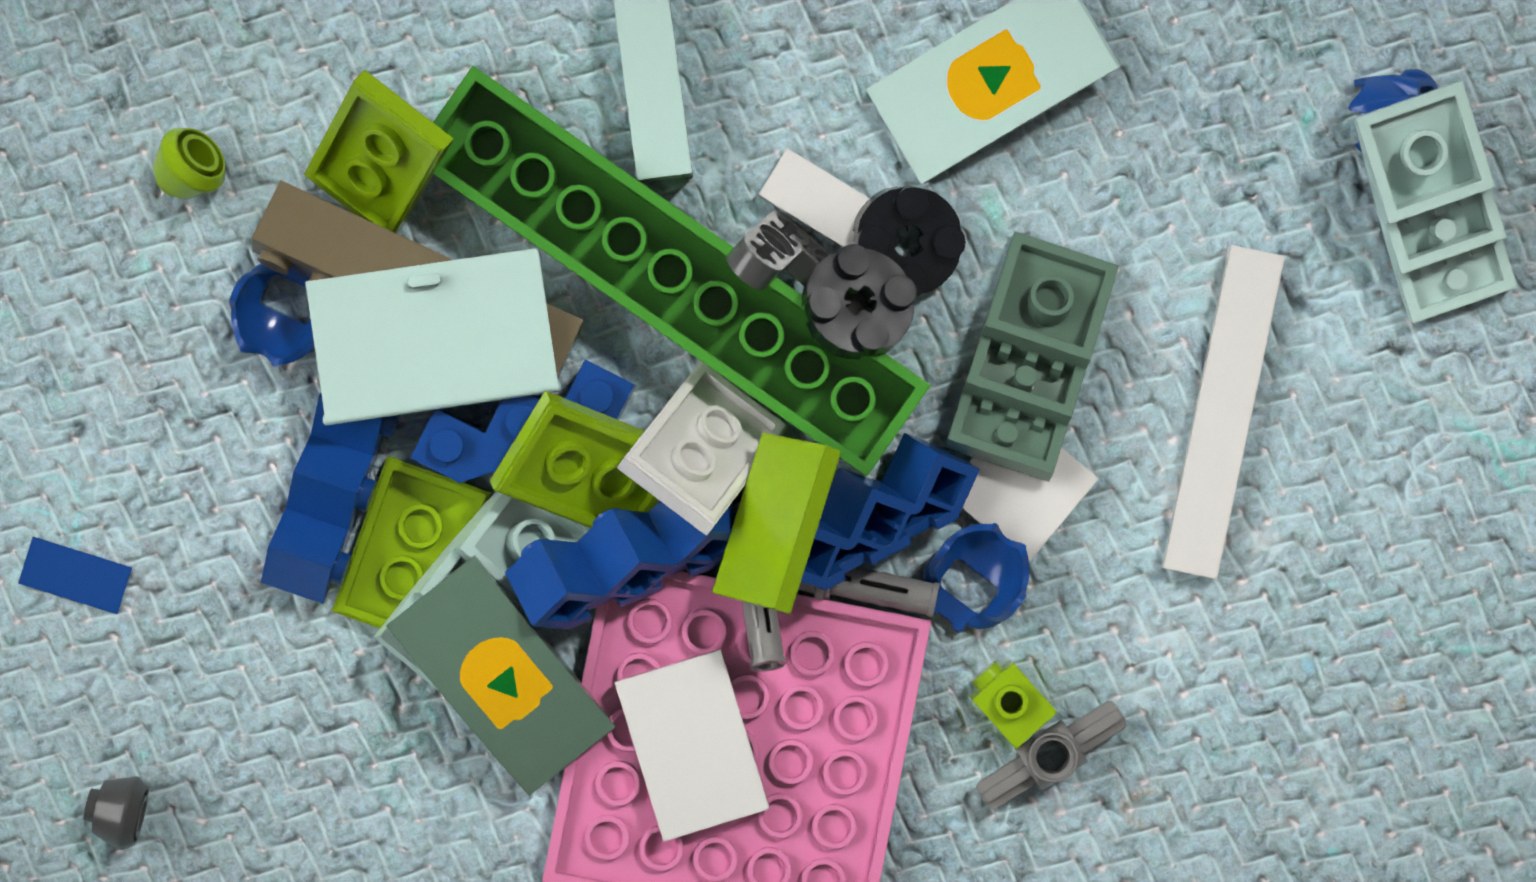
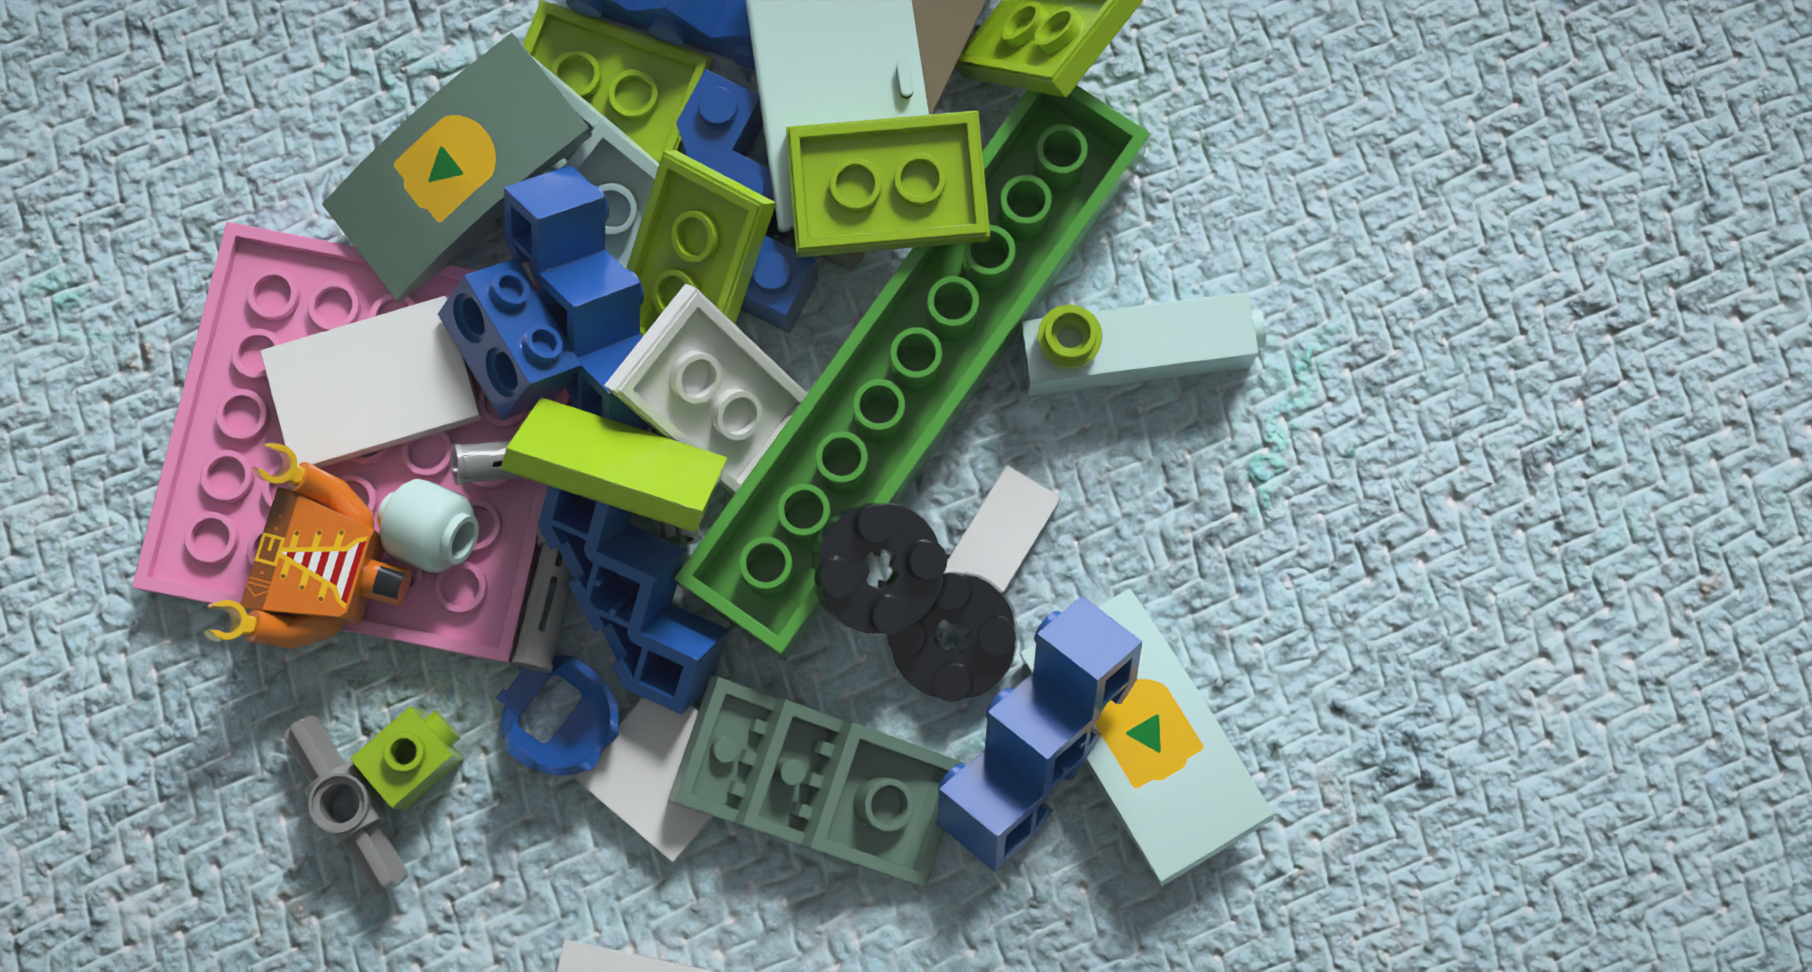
camera: 90 degrees right, 10 degrees down
(522, 295) = (887, 183): none -> lime tile
(651, 120) = (1074, 318): none -> lime plate
(657, 623) = (508, 338): none -> blue brick
(778, 246) = (943, 471): dark grey beam -> none
(819, 689) = (427, 526): none -> light aqua head
(852, 785) = (312, 563): none -> torso
(996, 168) = (1039, 732): none -> blue brick

